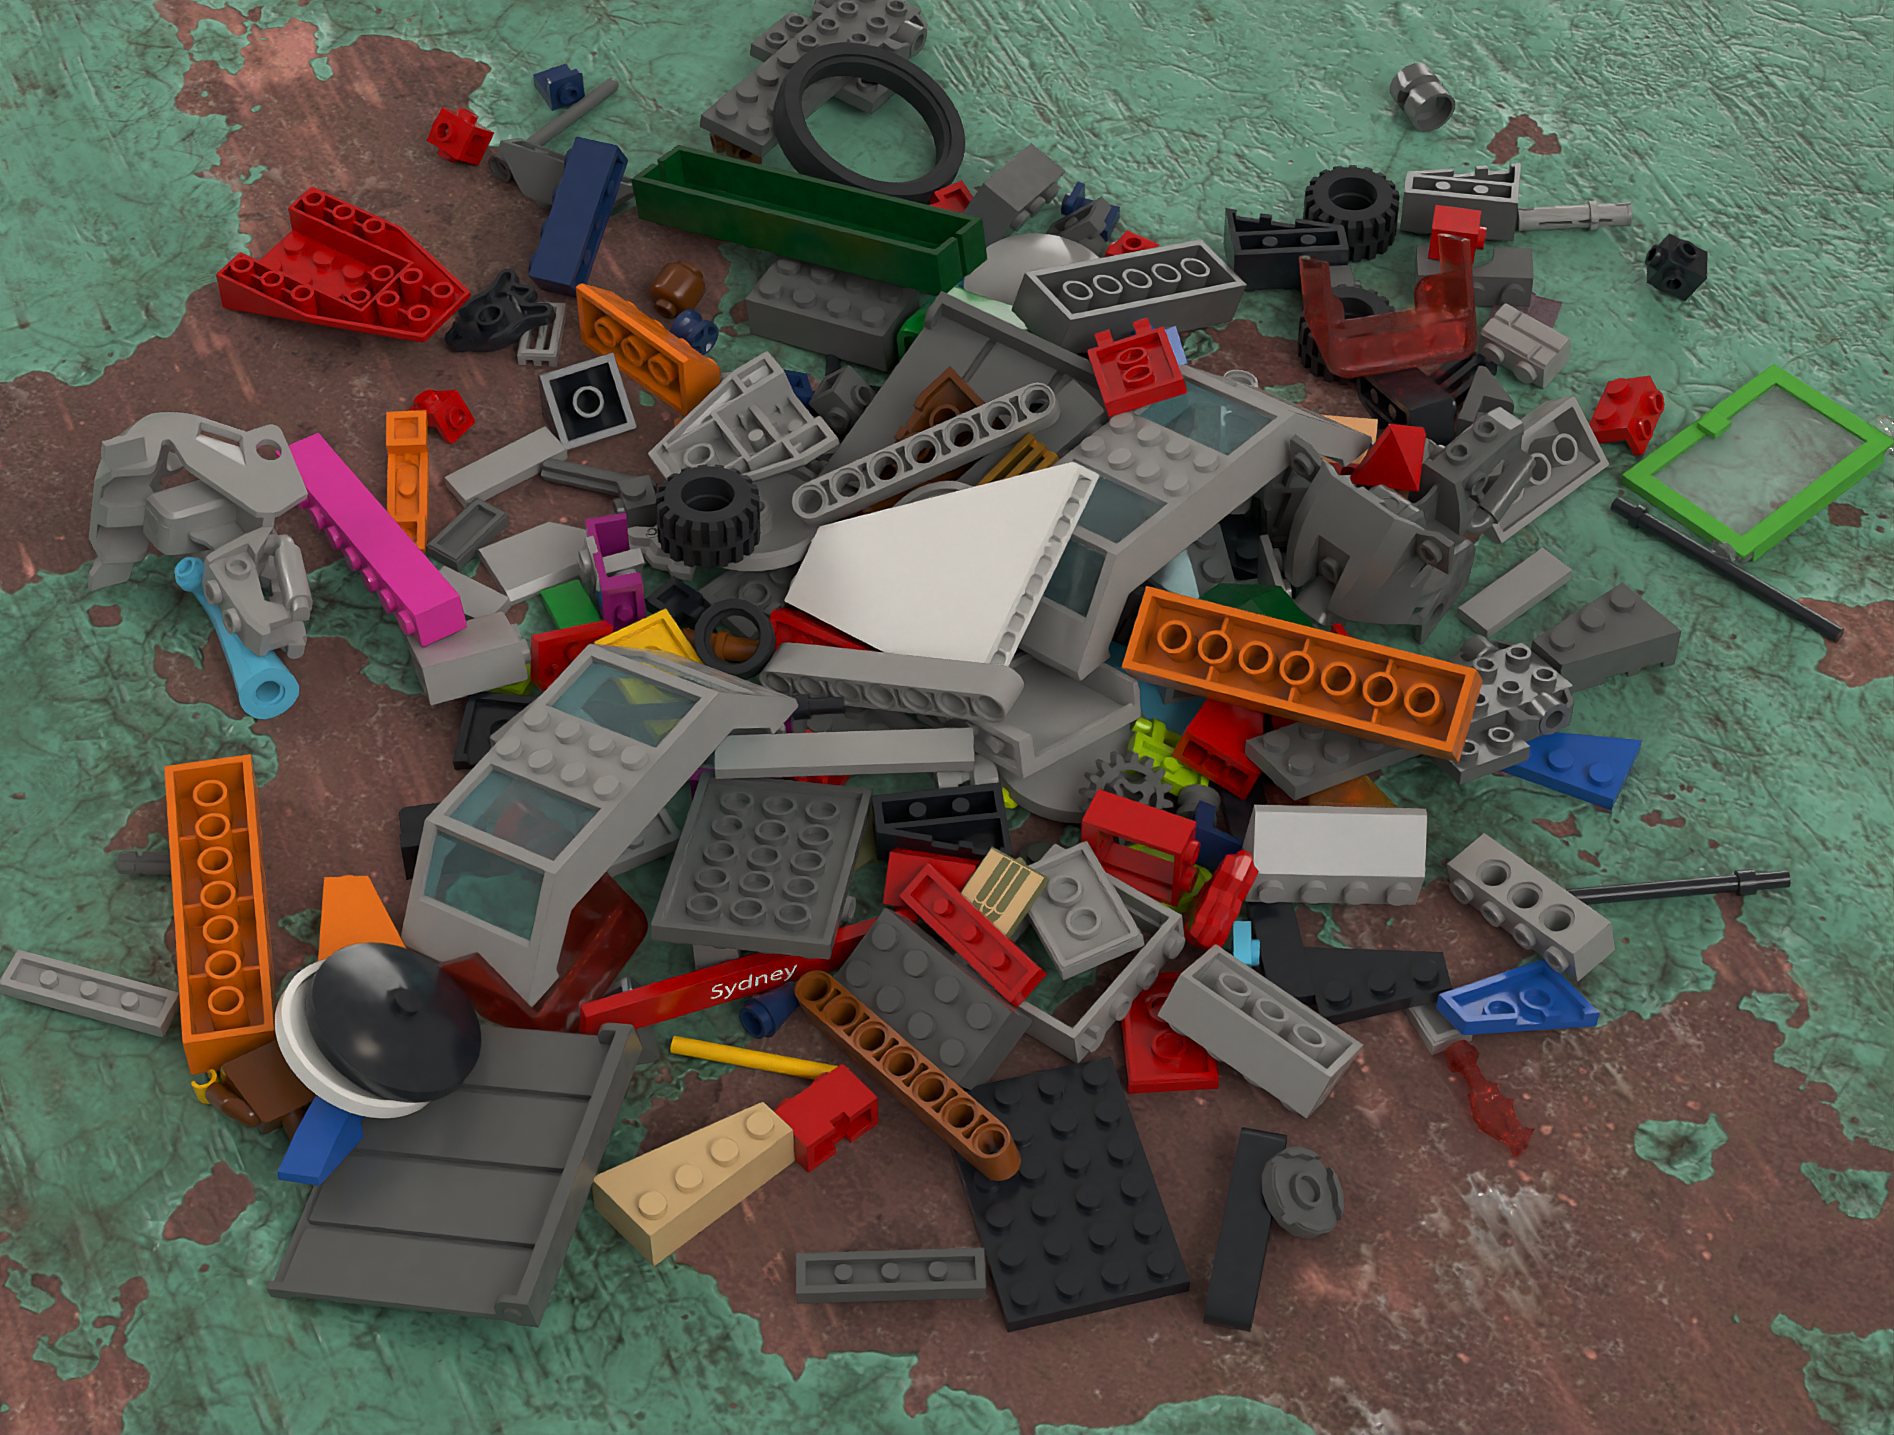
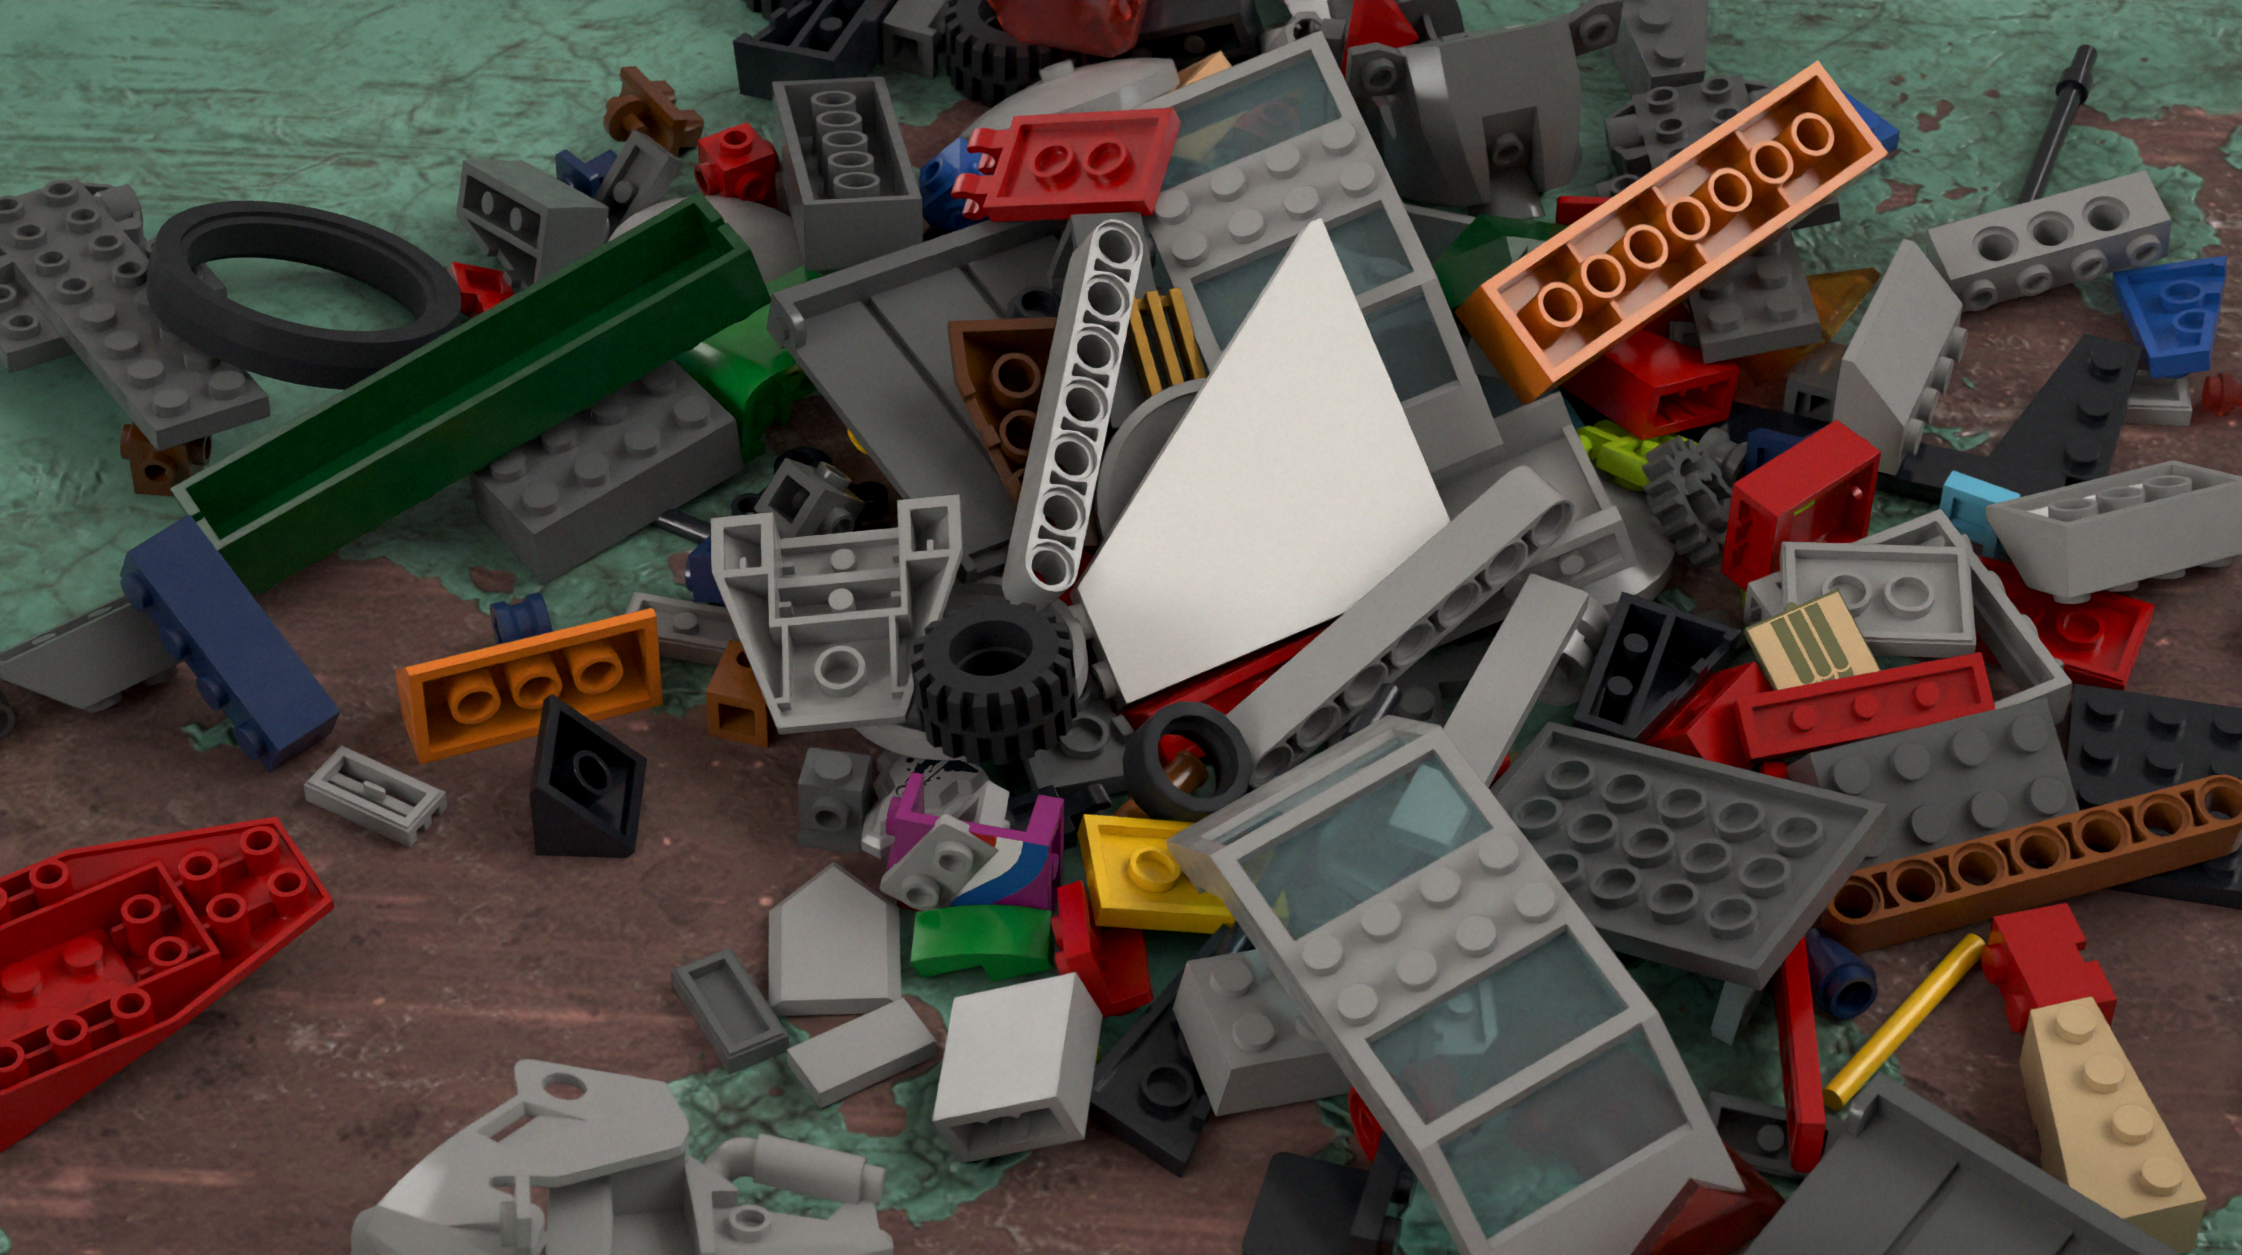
camera: 65 degrees left, 5 degrees down
(375, 545) = (784, 1075): dark pink brick -> none
(408, 473) = (573, 1032): orange slope -> none
(445, 412) = (461, 954): red bracket -> none
(498, 316) = (323, 813): black tile -> none
(505, 467) = (626, 923): light grey tile -> none
(584, 476) = (728, 831): dark grey axle -> none
(677, 289) = (421, 614): reddish brown head -> none
(1170, 201) = (652, 111): none -> reddish brown hips
(1219, 901) = (1911, 476): red rock -> none
(1275, 372) = (1088, 88): none -> light grey dish

